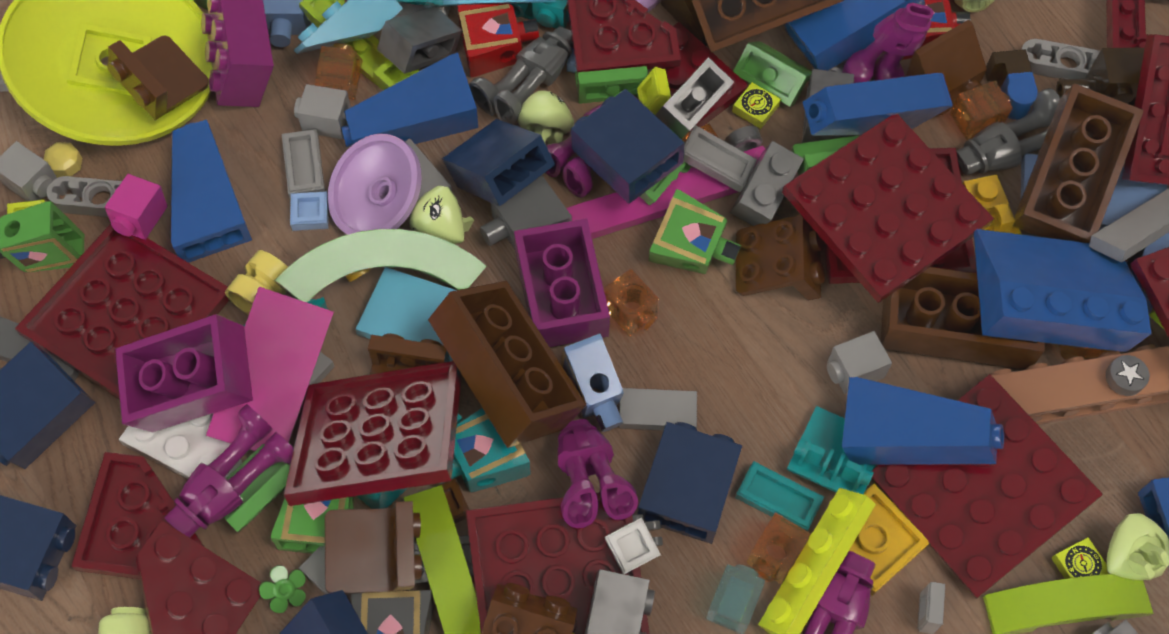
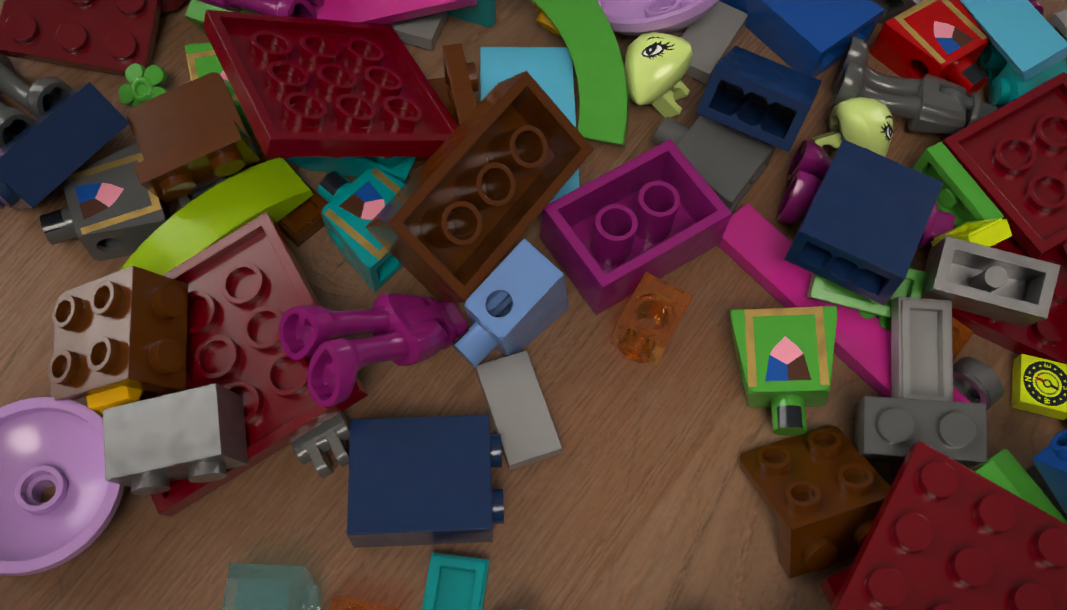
camera: 65 degrees right, 0 degrees up
(632, 546) = (282, 425): white tile -> none

